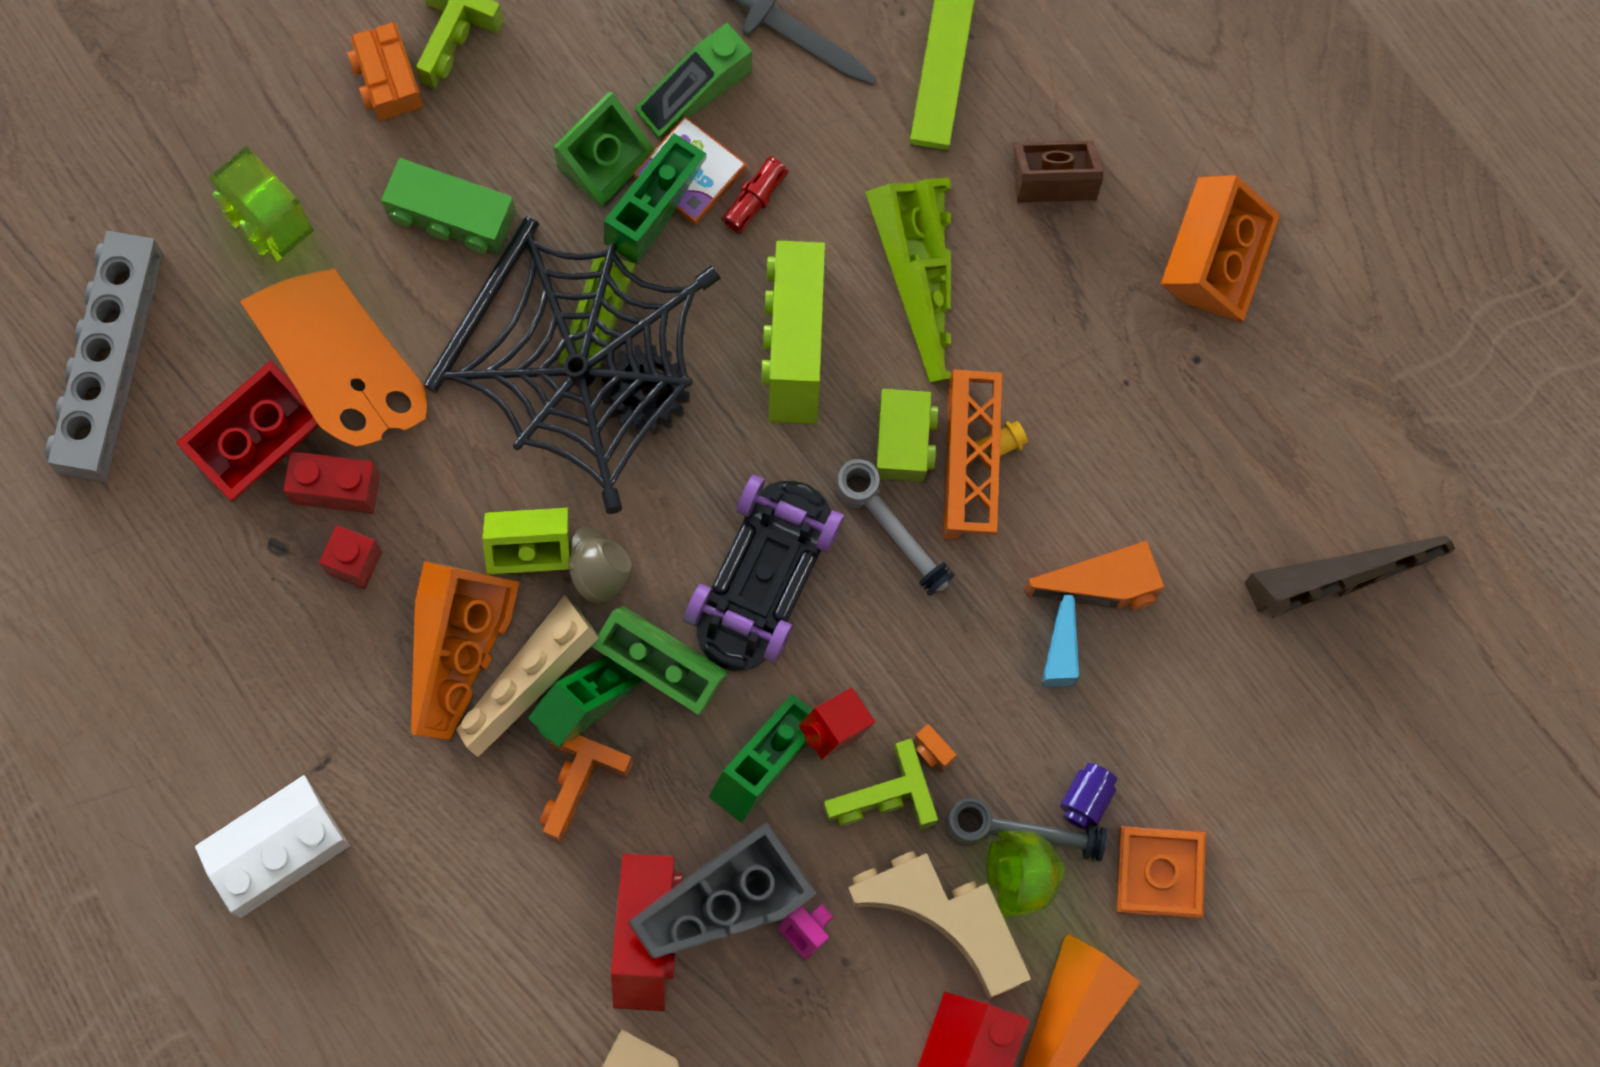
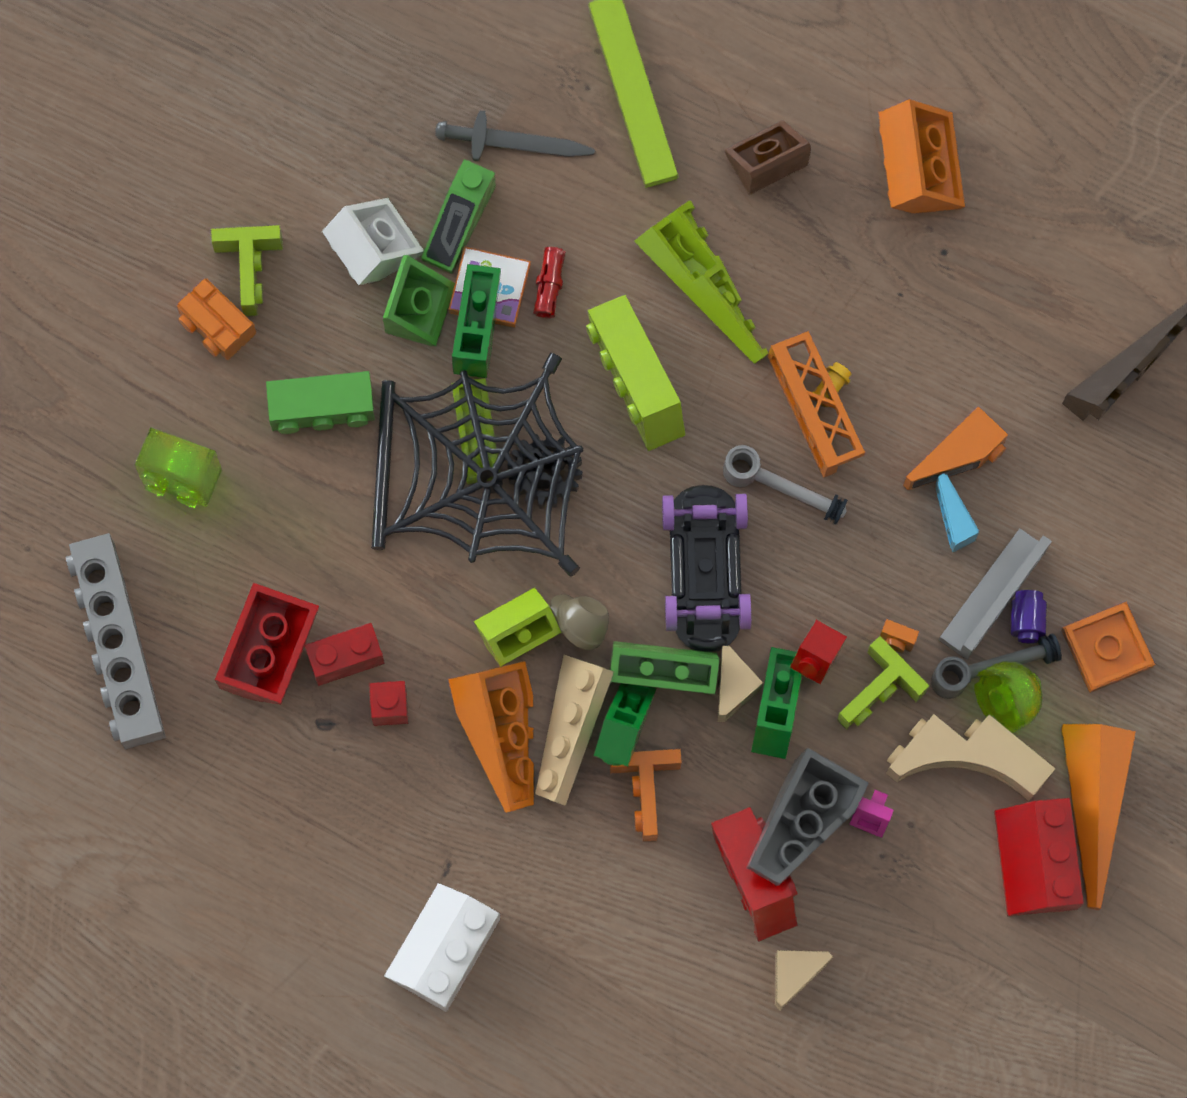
camera: 25 degrees left, 0 degrees up
(328, 341) = (290, 551): orange piece -> none
(588, 61) = (371, 240): none -> white slope
(729, 717) = (736, 684): none -> tan slope
(904, 435) = (757, 412): lime brick -> none
(1064, 752) = (994, 593): none -> light grey fence

